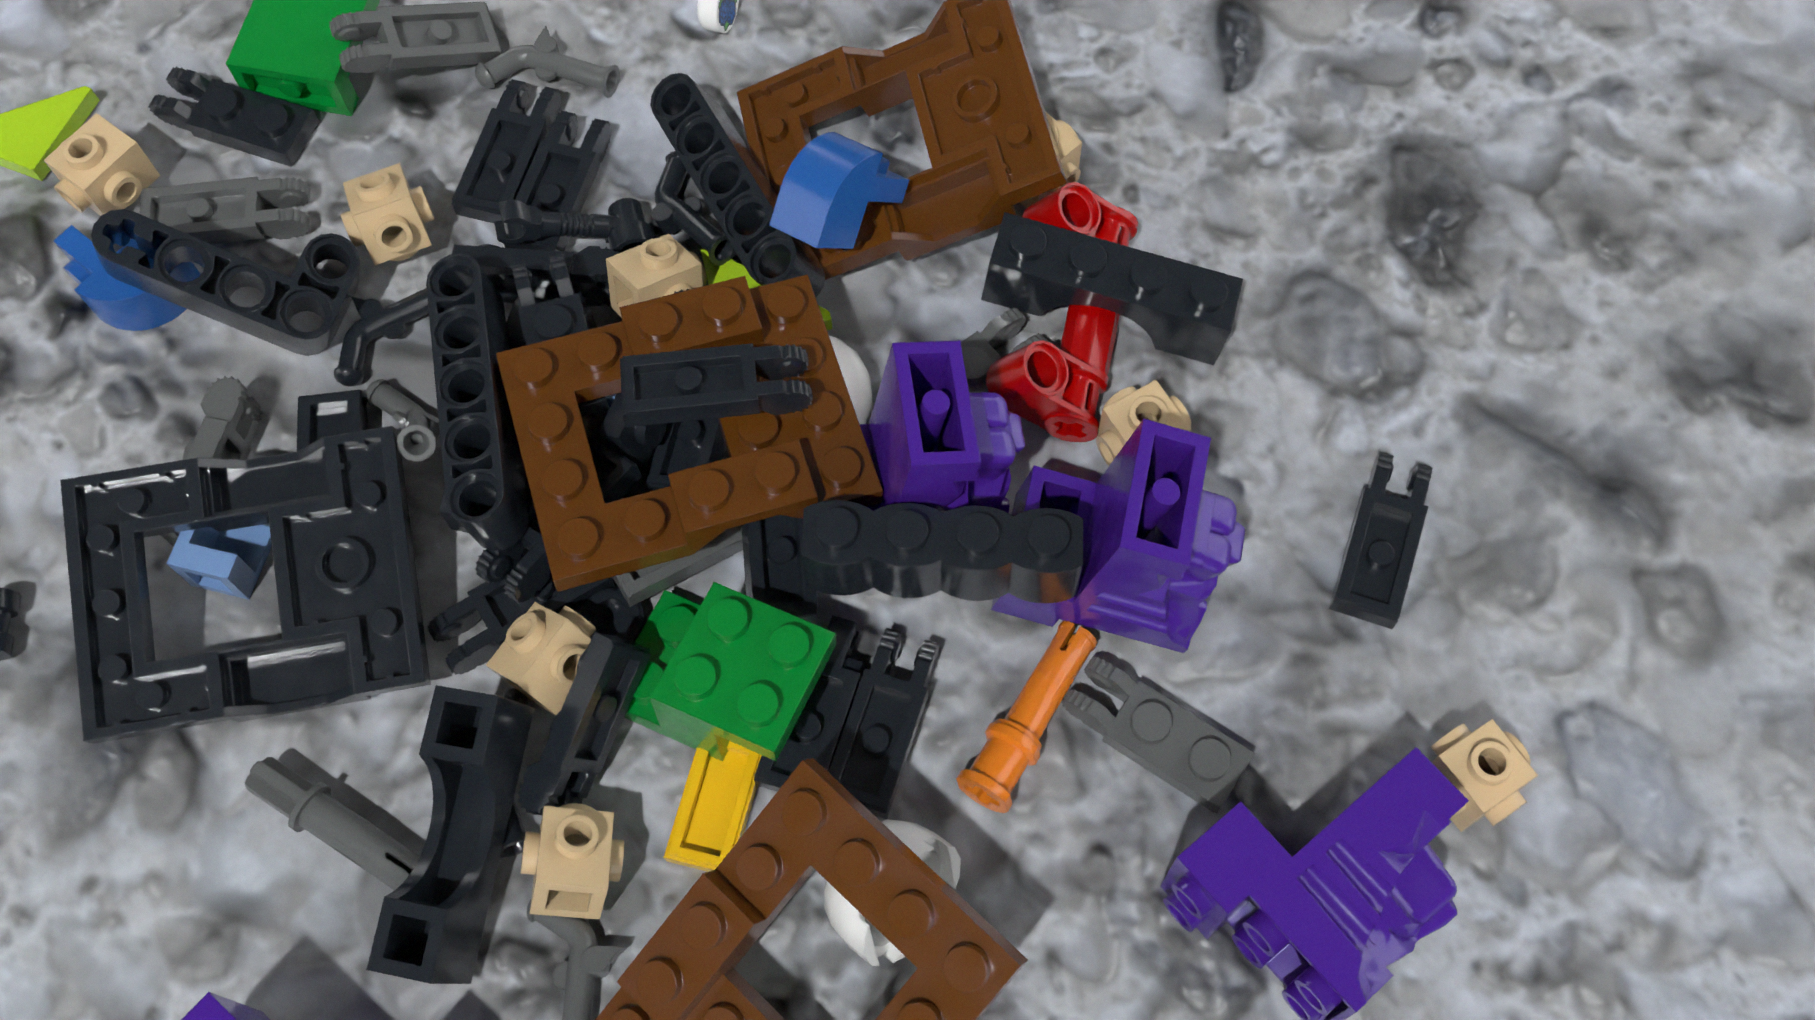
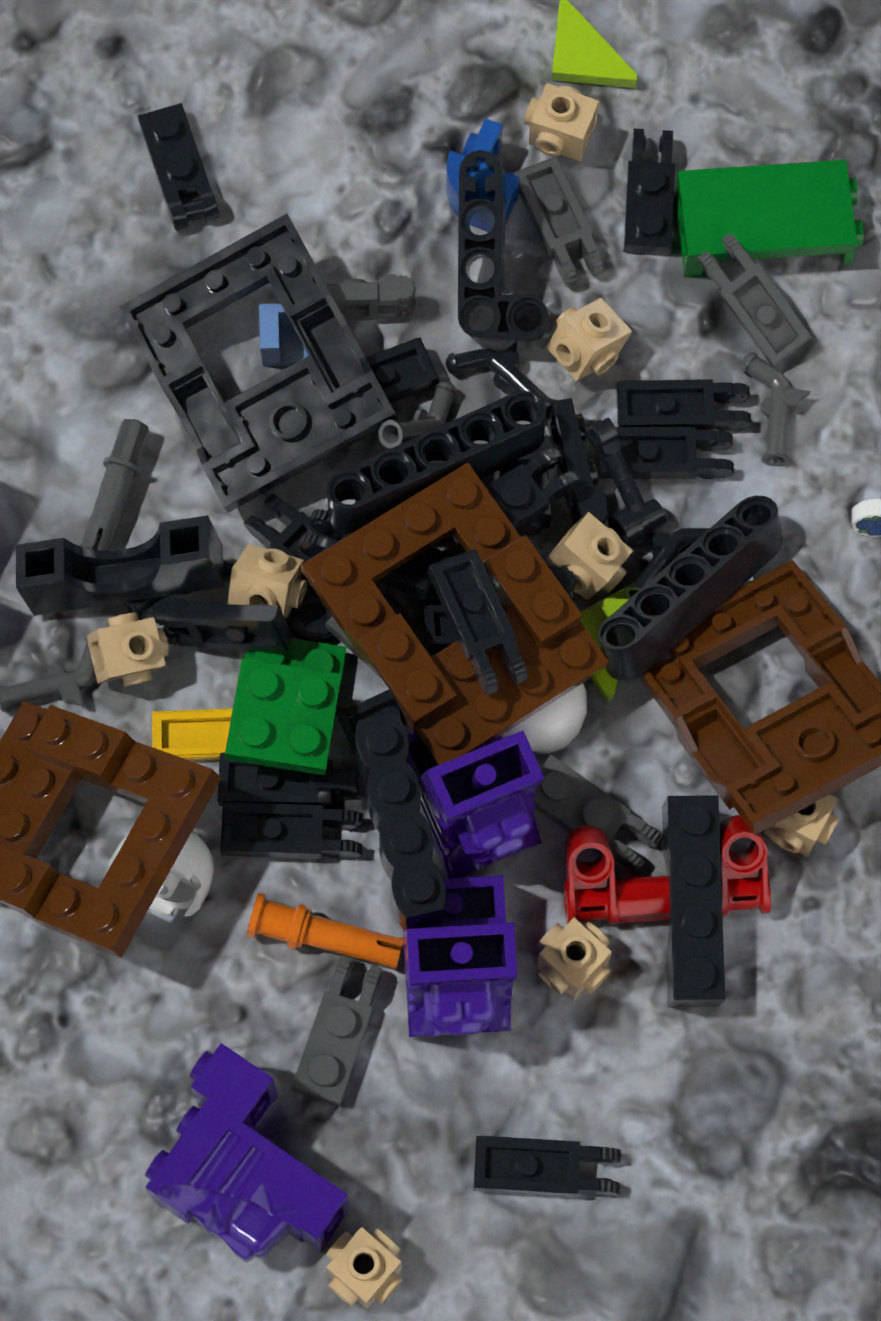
camera: 70 degrees right, 5 degrees up
(830, 188) = (685, 654): blue brick -> none

